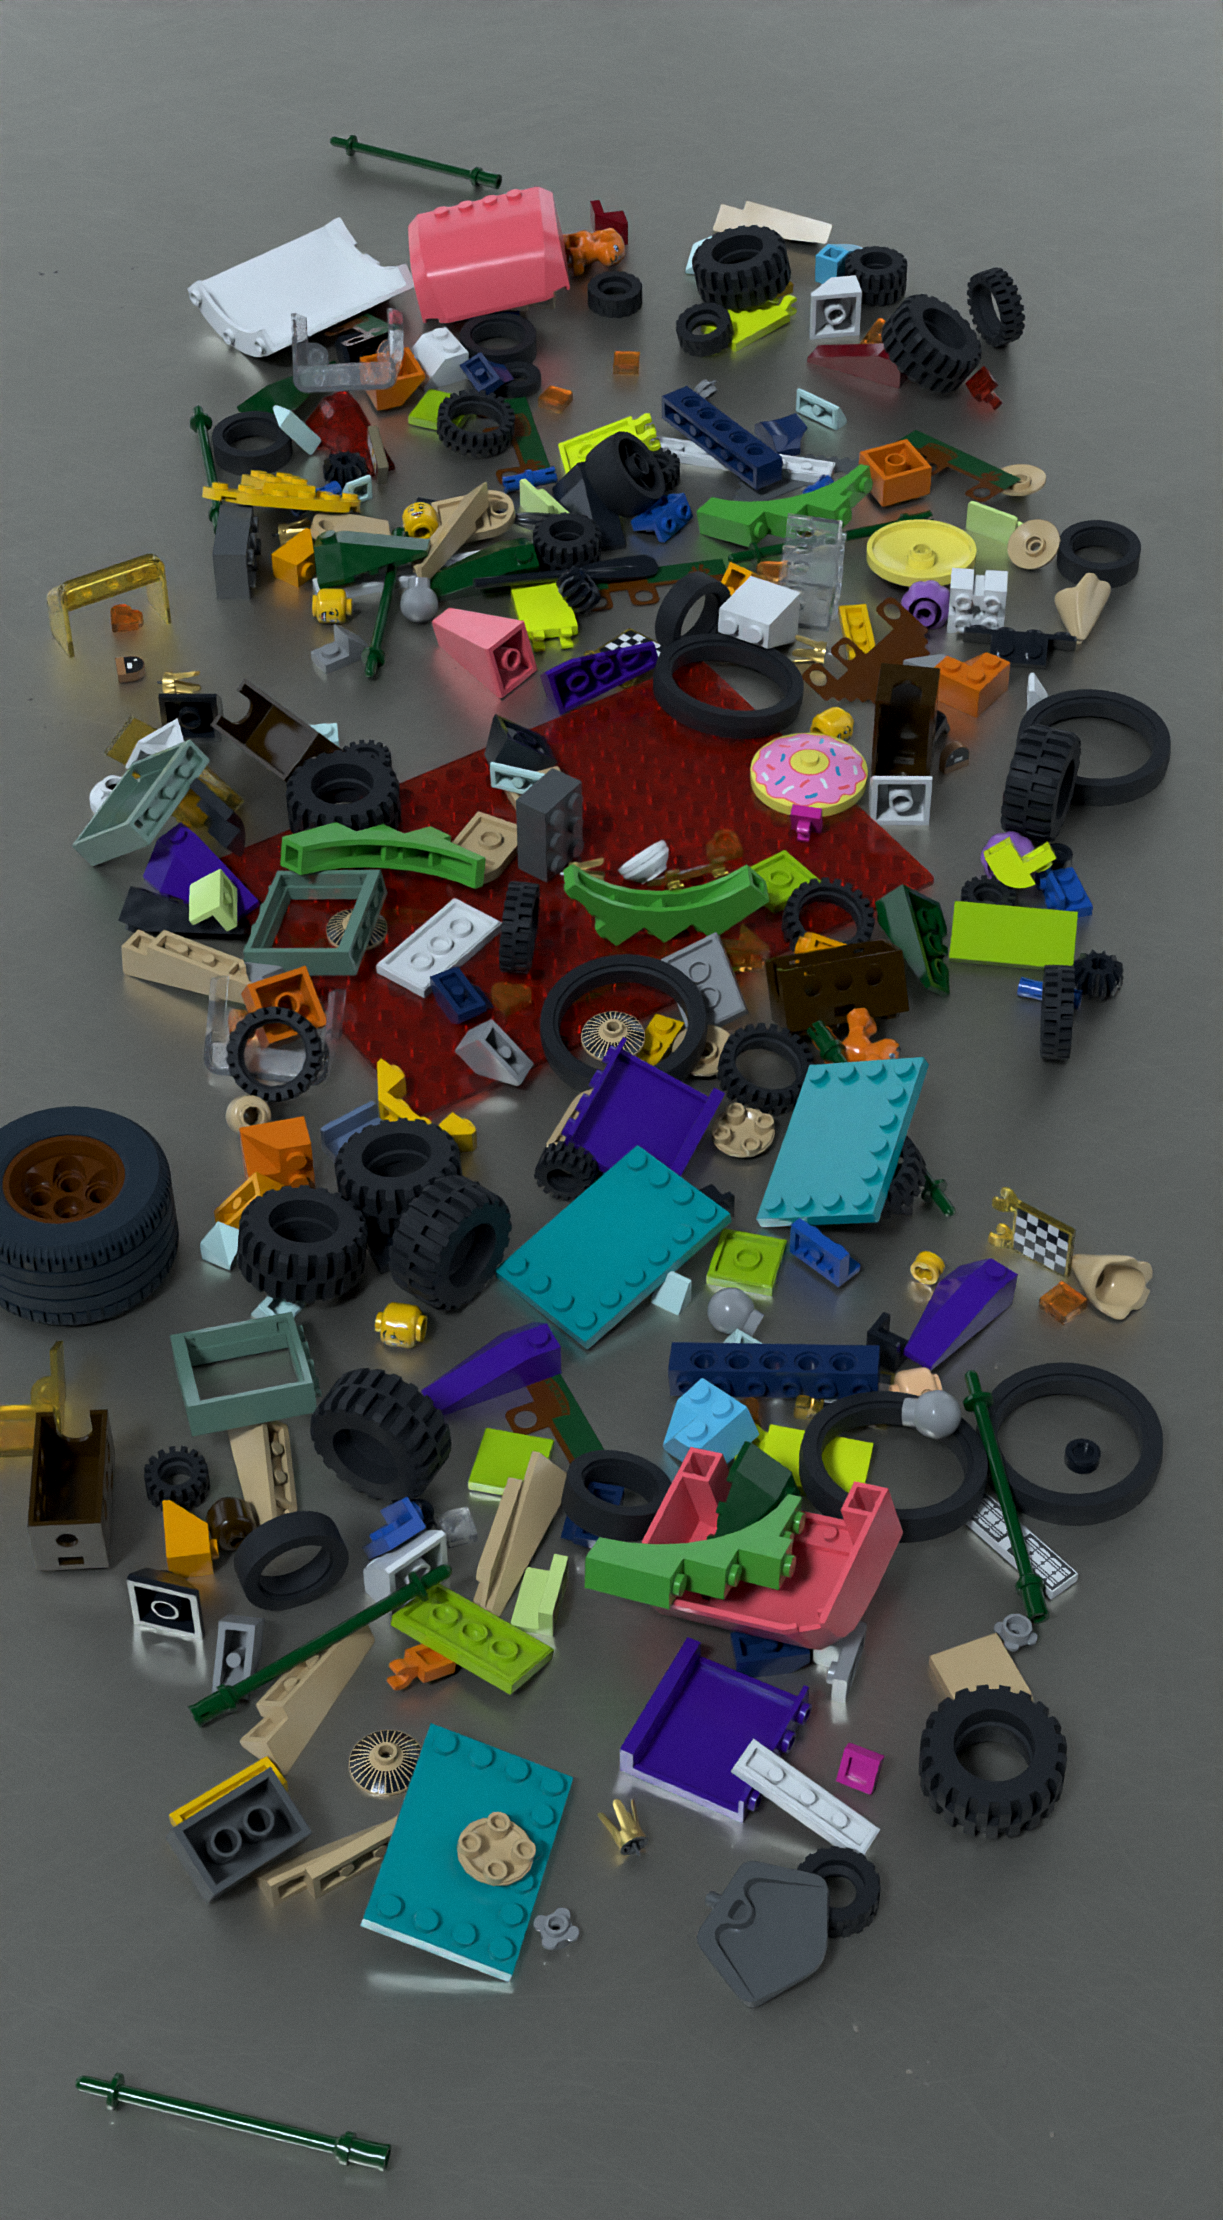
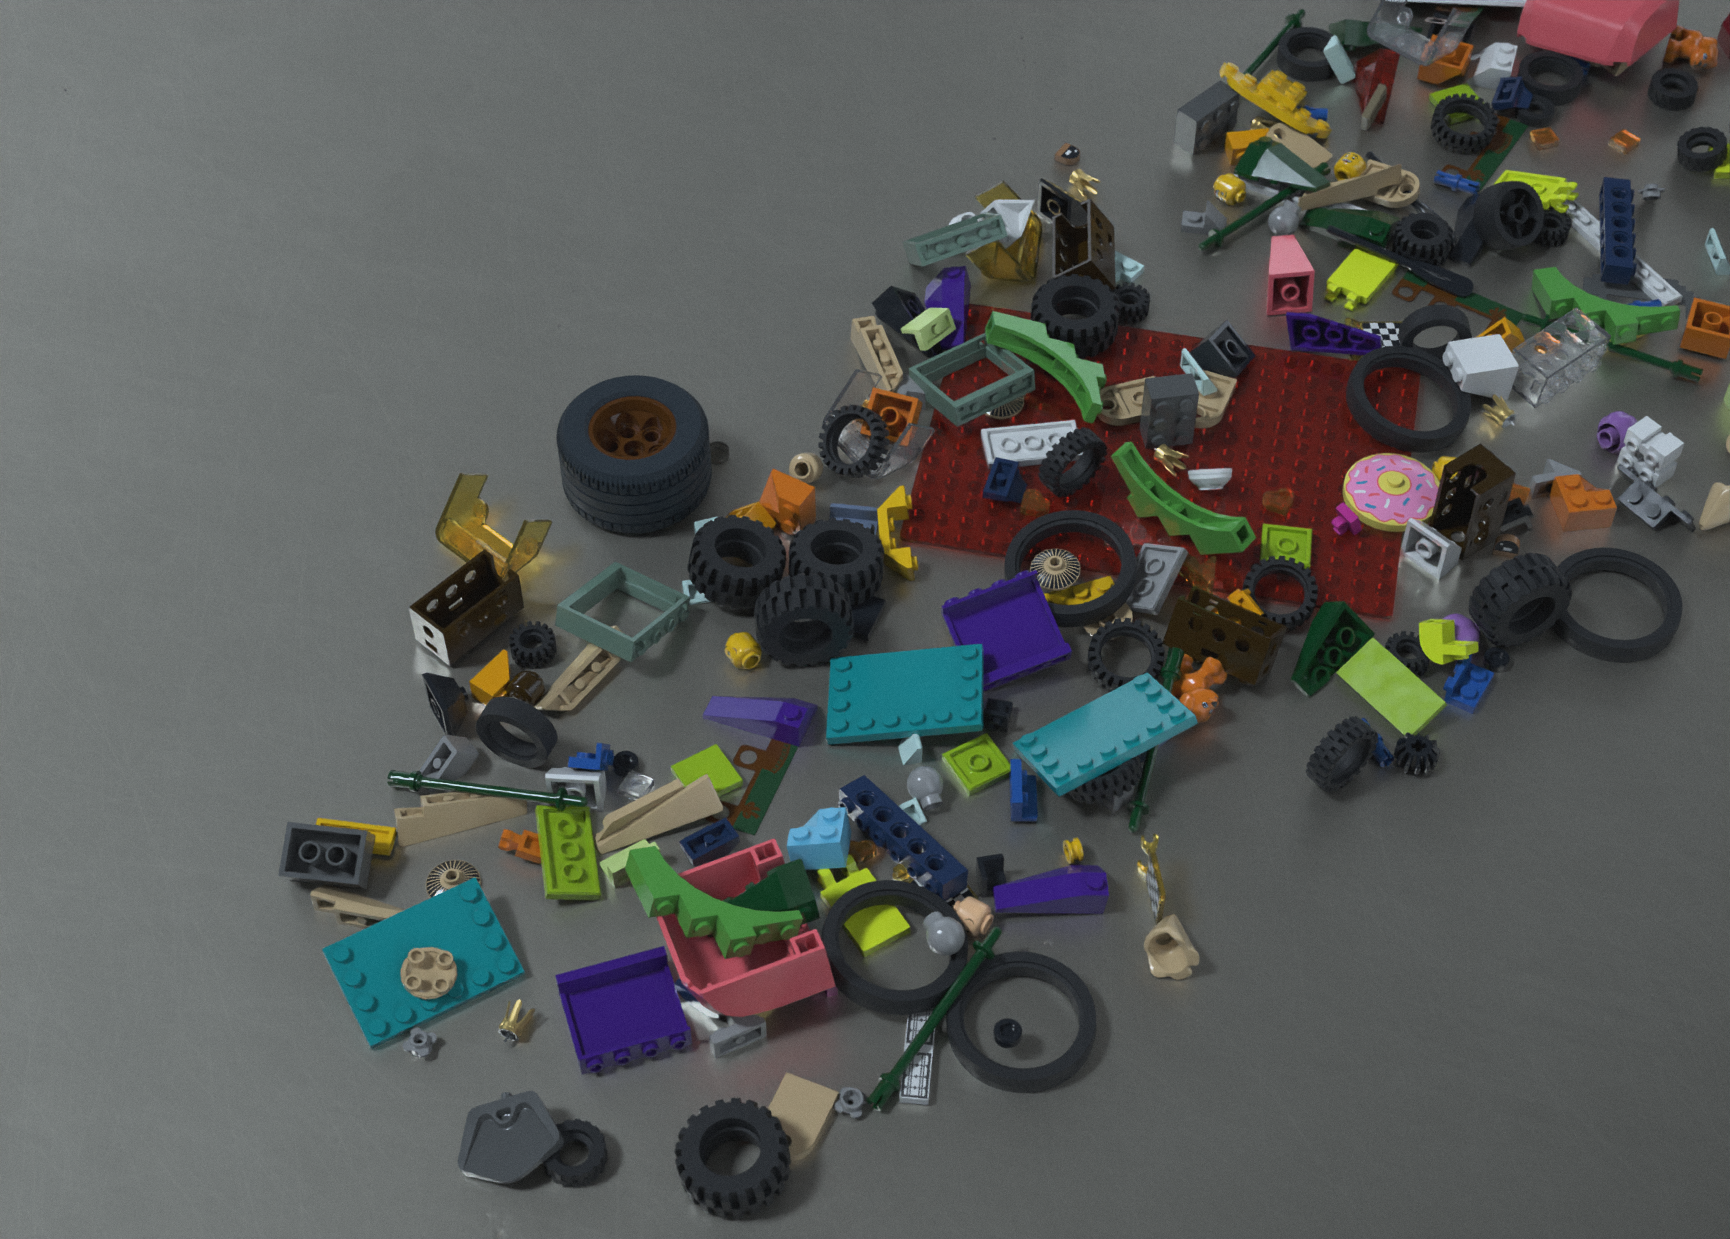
camera: 45 degrees right, 5 degrees up
(103, 584) = (1092, 90): clear yellow windscreen -> none
(125, 618) = (1102, 121): clear orange tile -> none
(222, 820) = (990, 277): black slope -> none
(344, 467) = (1344, 106): black gear -> none
(346, 2147) = (194, 1059): dark green bar -> none
(360, 486) = (1338, 124): light aqua slope -> none
(380, 1435) = (635, 699): black tyre -> none
(494, 1054) = (978, 531): light grey slope -> none
(538, 500) = (1446, 204): yellowish green panel -> none
(570, 1159) = (932, 628): black tyre -> none
(578, 590) = (1391, 274): black gear -> none
(618, 1469) = (716, 809): black tyre -> none
(664, 516) = (1515, 262): blue bracket -> none
(673, 877) = (1236, 505): clear yellow flag -> none
(742, 1131) = (1071, 684): tan dish -> none
(782, 434) = (1668, 255): dark blue slope -> none
(804, 1799) = (614, 1089): white tile -> none
(857, 627) = (1546, 422): yellow plate -> none
(860, 1768) = (669, 1099): dark pink tile -> none
(863, 671) = (1529, 454): reddish brown piece -> none
(919, 551) = (1657, 391): light yellow dish -> none
(1035, 691) = (1620, 539): white slope -> none
(1063, 1303) = (1130, 937): clear orange tile -> none

